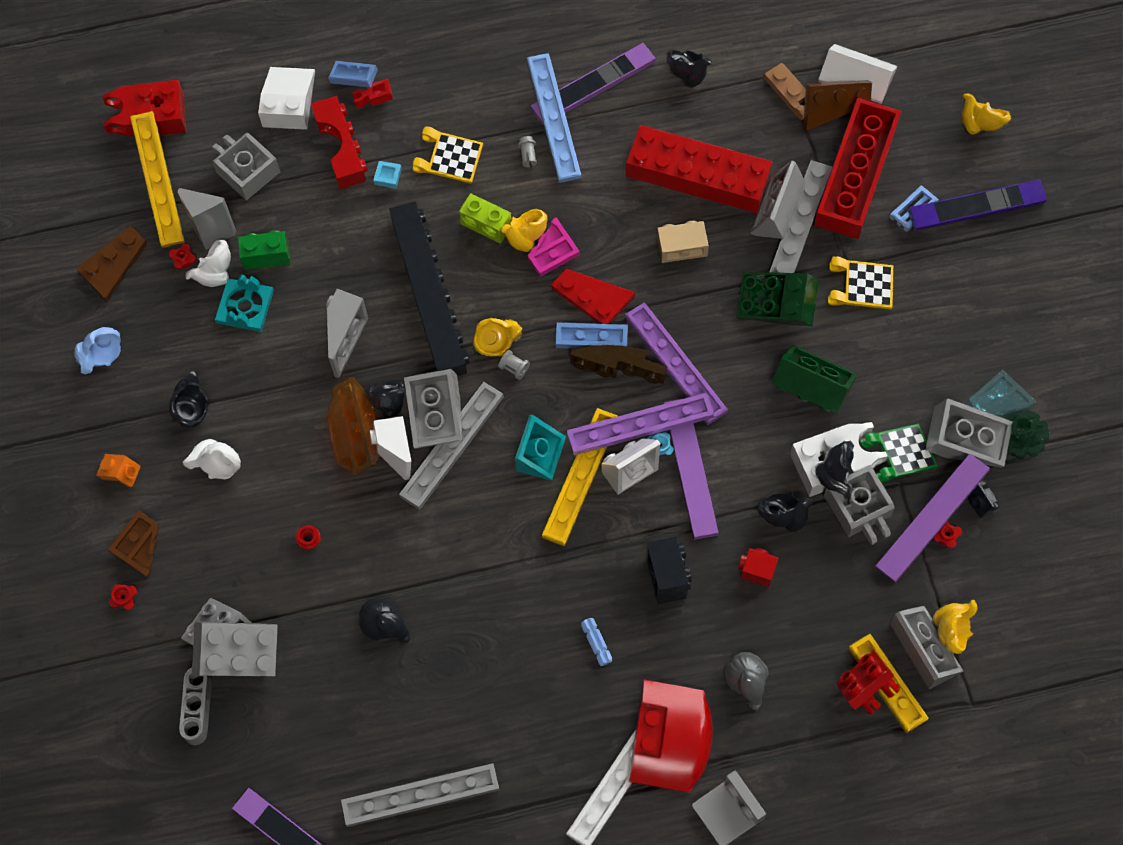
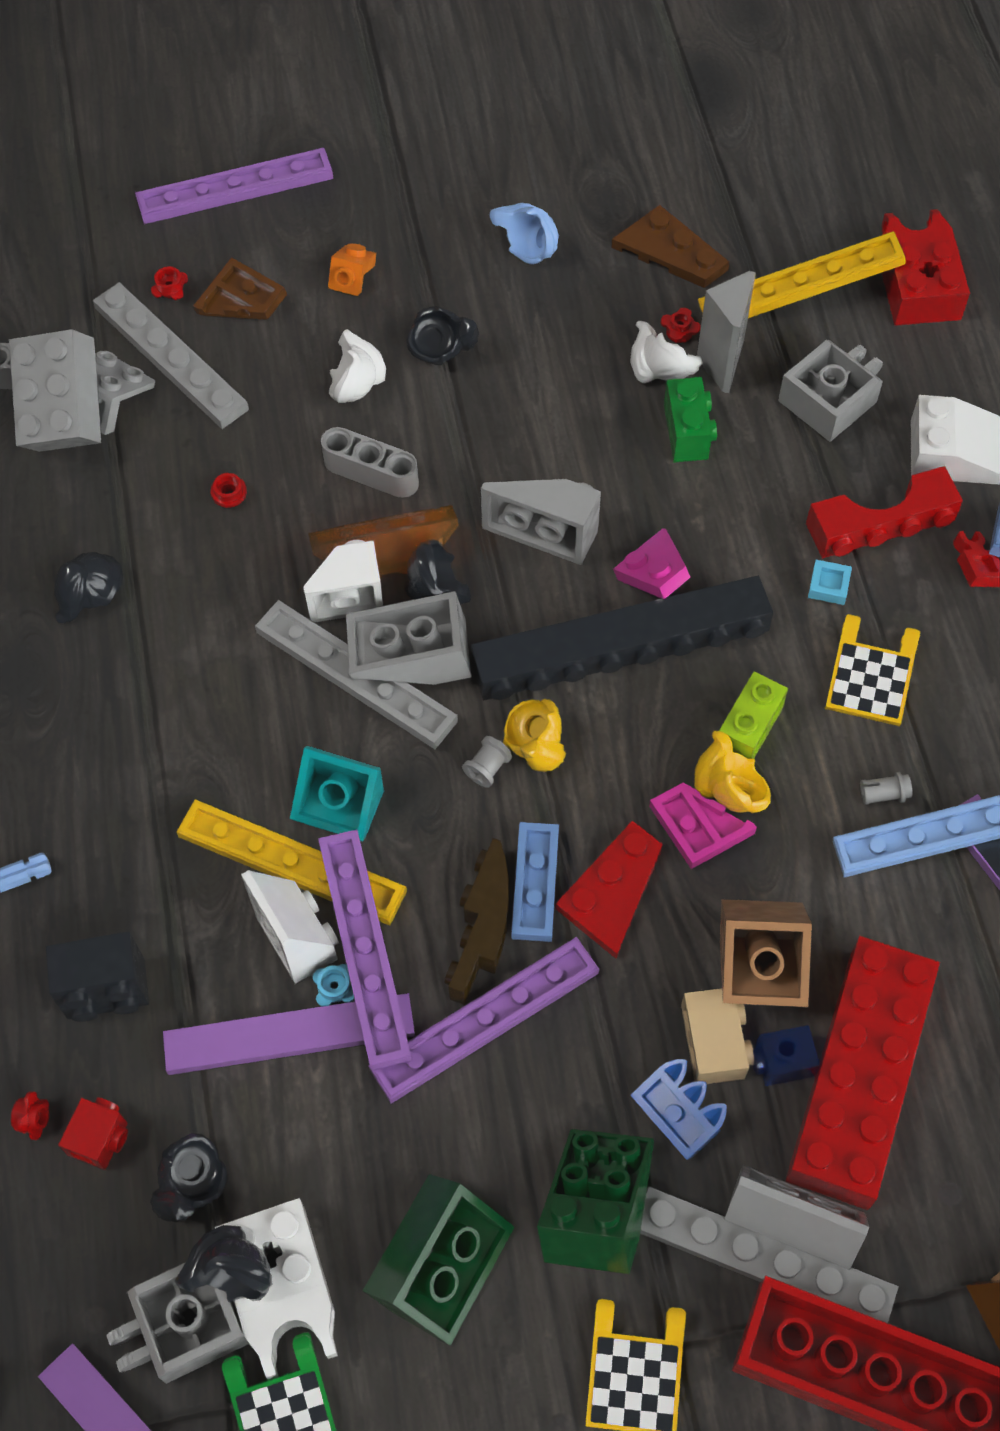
camera: 90 degrees right, 5 degrees down
(29, 561) = (234, 185): none -> medium lavender tile
(186, 591) = (171, 355): none -> light grey plate
(241, 321) = (618, 429): teal piece -> none
(290, 434) = (360, 449): none -> light grey beam
(377, 269) = (654, 567): none -> dark pink wing
(636, 209) = (765, 953): none -> medium nougat slope
(691, 205) = (786, 1056): none -> clear blue brick
(726, 259) = (678, 1108): none -> plate
(750, 605) = (30, 1115): none -> red plate

